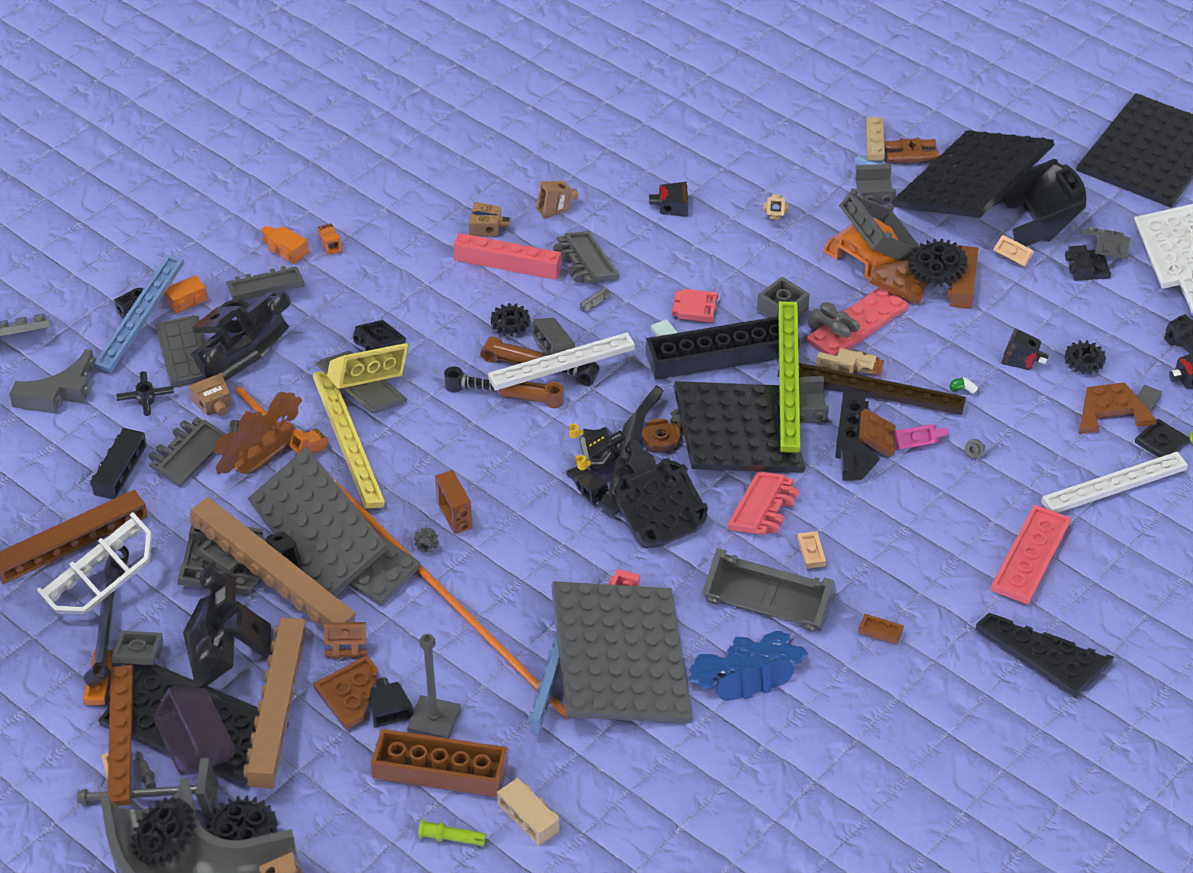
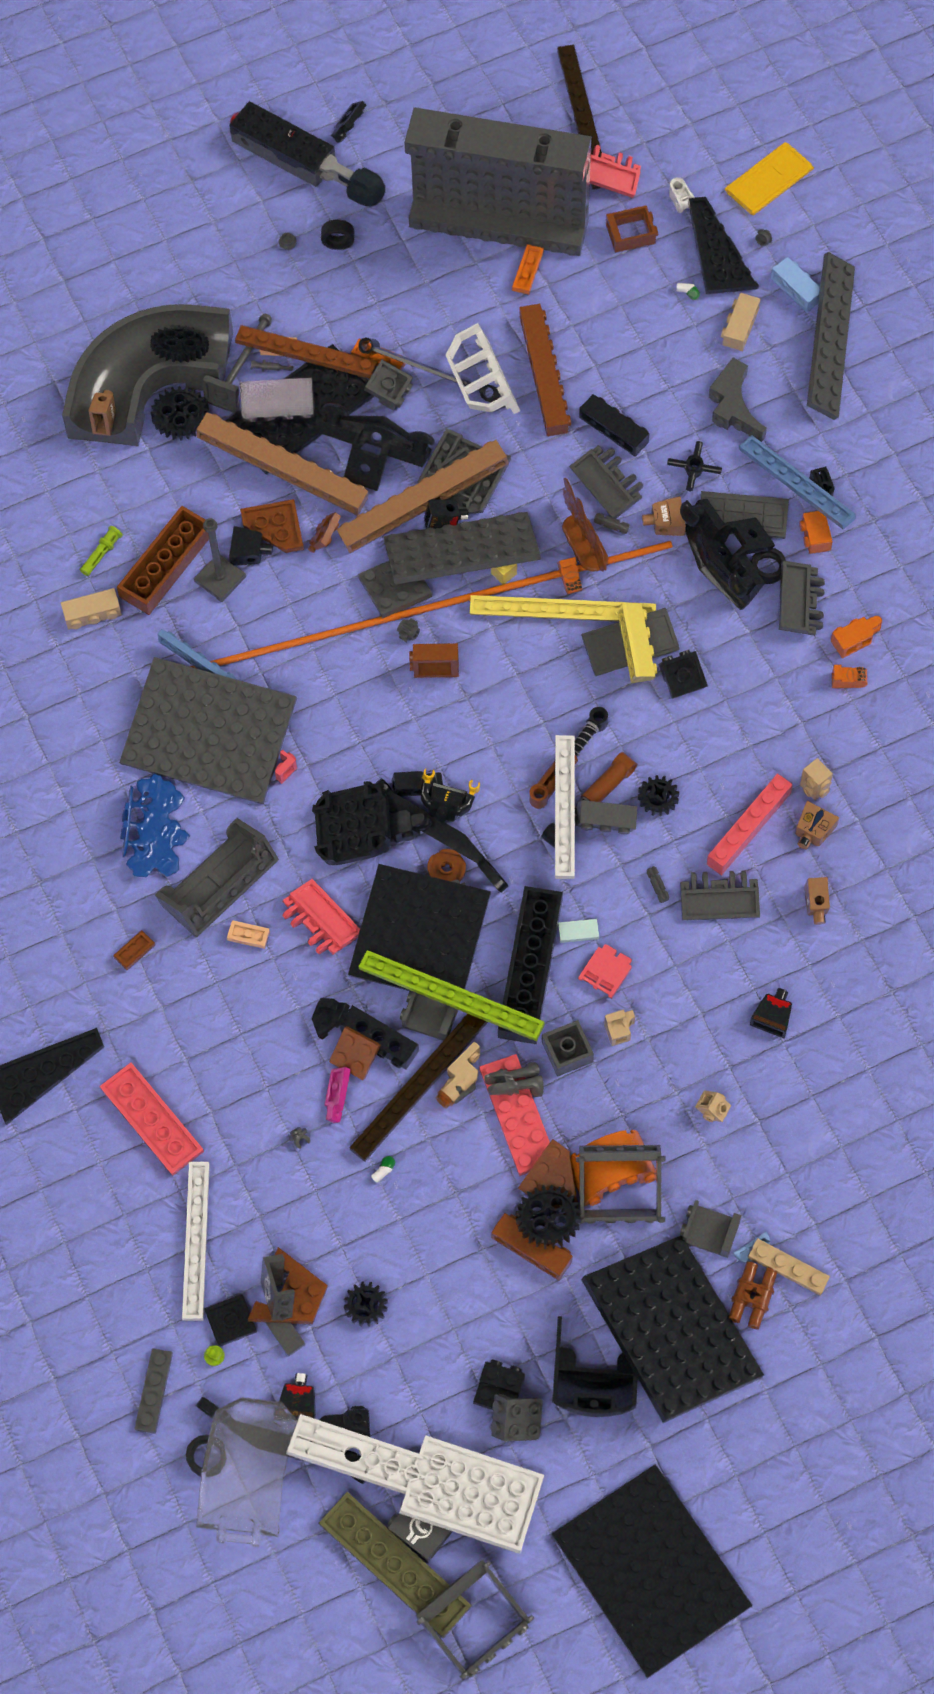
camera: 115 degrees right, 20 degrees up
(445, 223) = (816, 780): none -> tan brick
(741, 281) = (618, 1025): none -> tan brick
(1013, 251) = (547, 1317): light nougat plate -> none
(1023, 351) = (398, 1236): black torso -> none
(1123, 404) = (279, 1303): none -> dark grey panel

